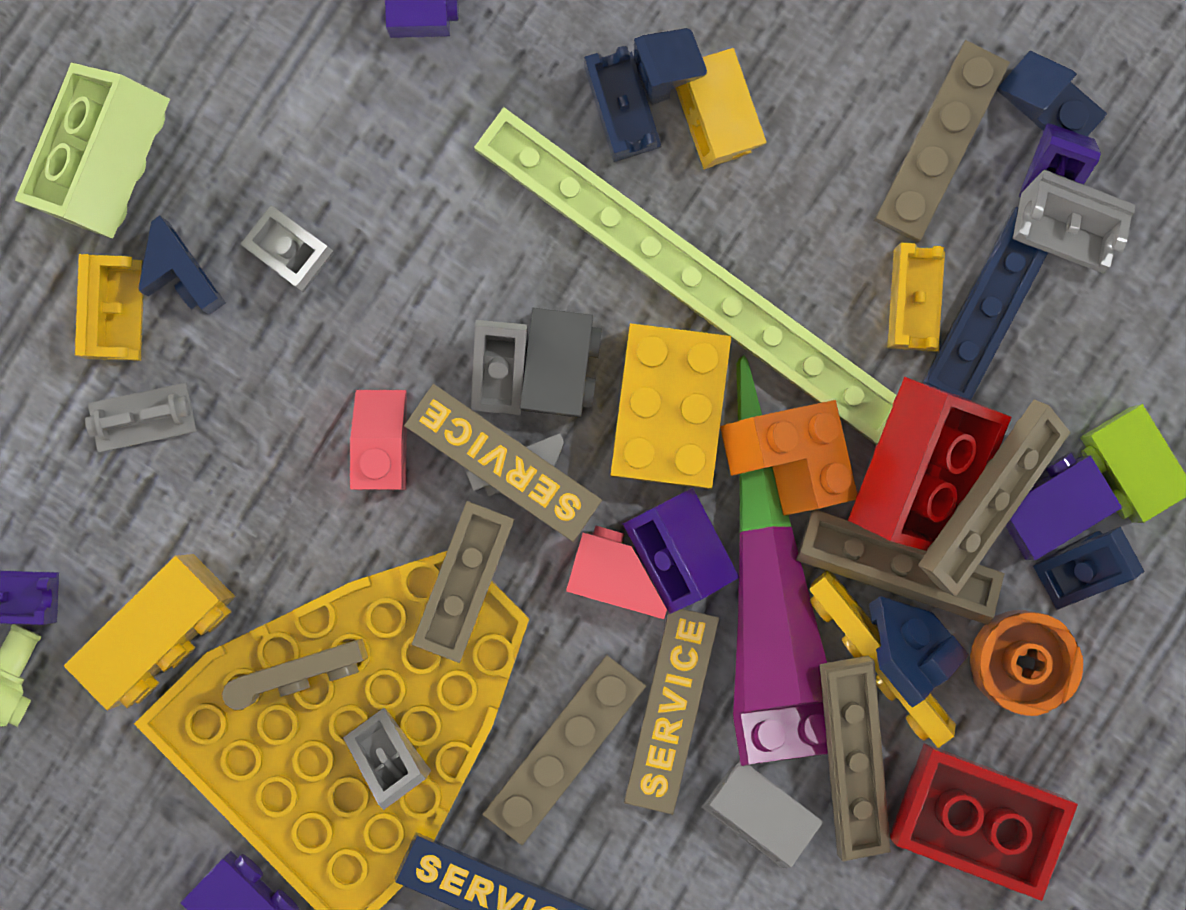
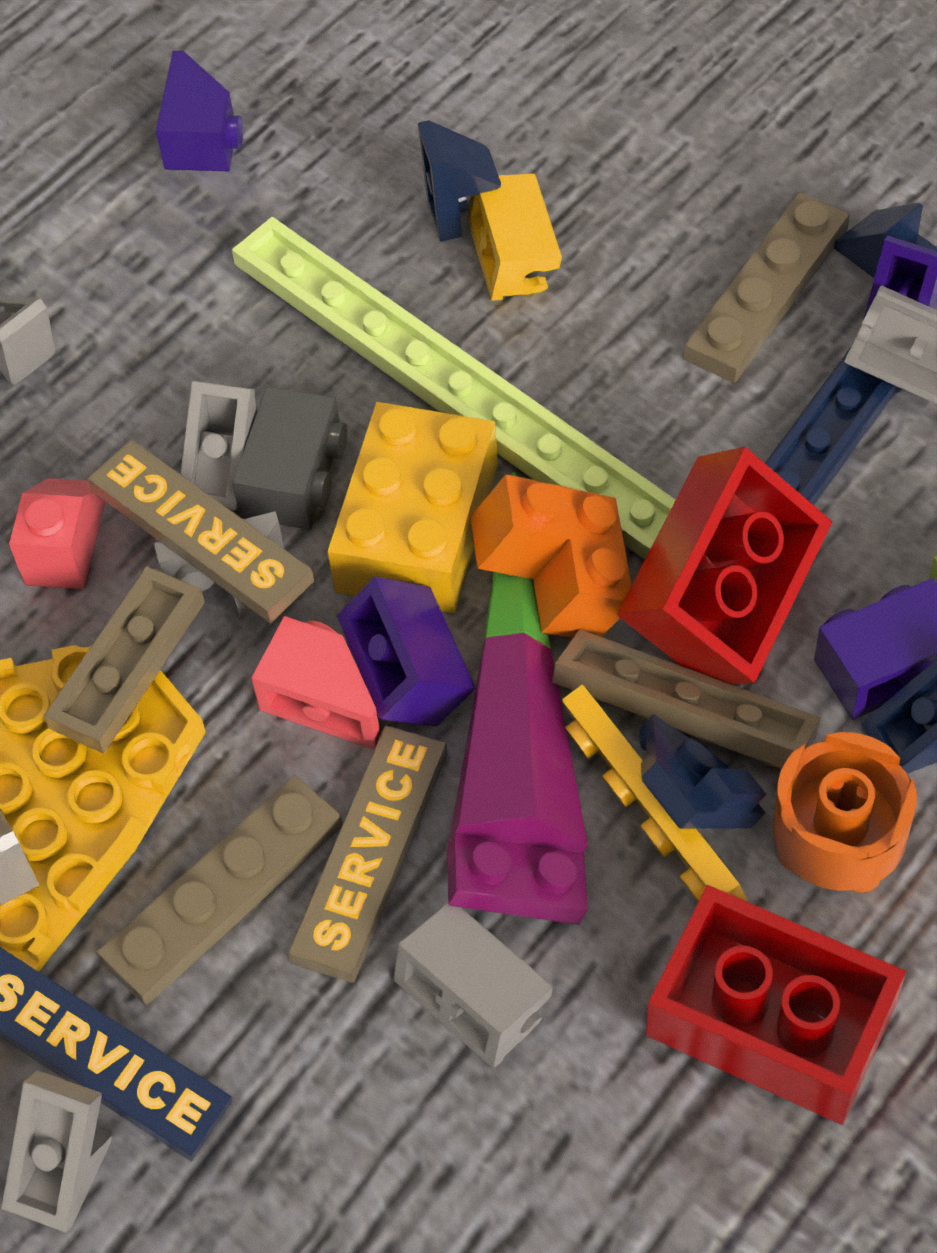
camera: 10 degrees right, 30 degrees down
(621, 104) = (404, 227): dark blue hinge -> none
(855, 758) = (605, 914): dark tan tile -> none
(916, 298) = (728, 407): yellow hinge -> none
(994, 498) = (803, 603): dark tan plate -> none

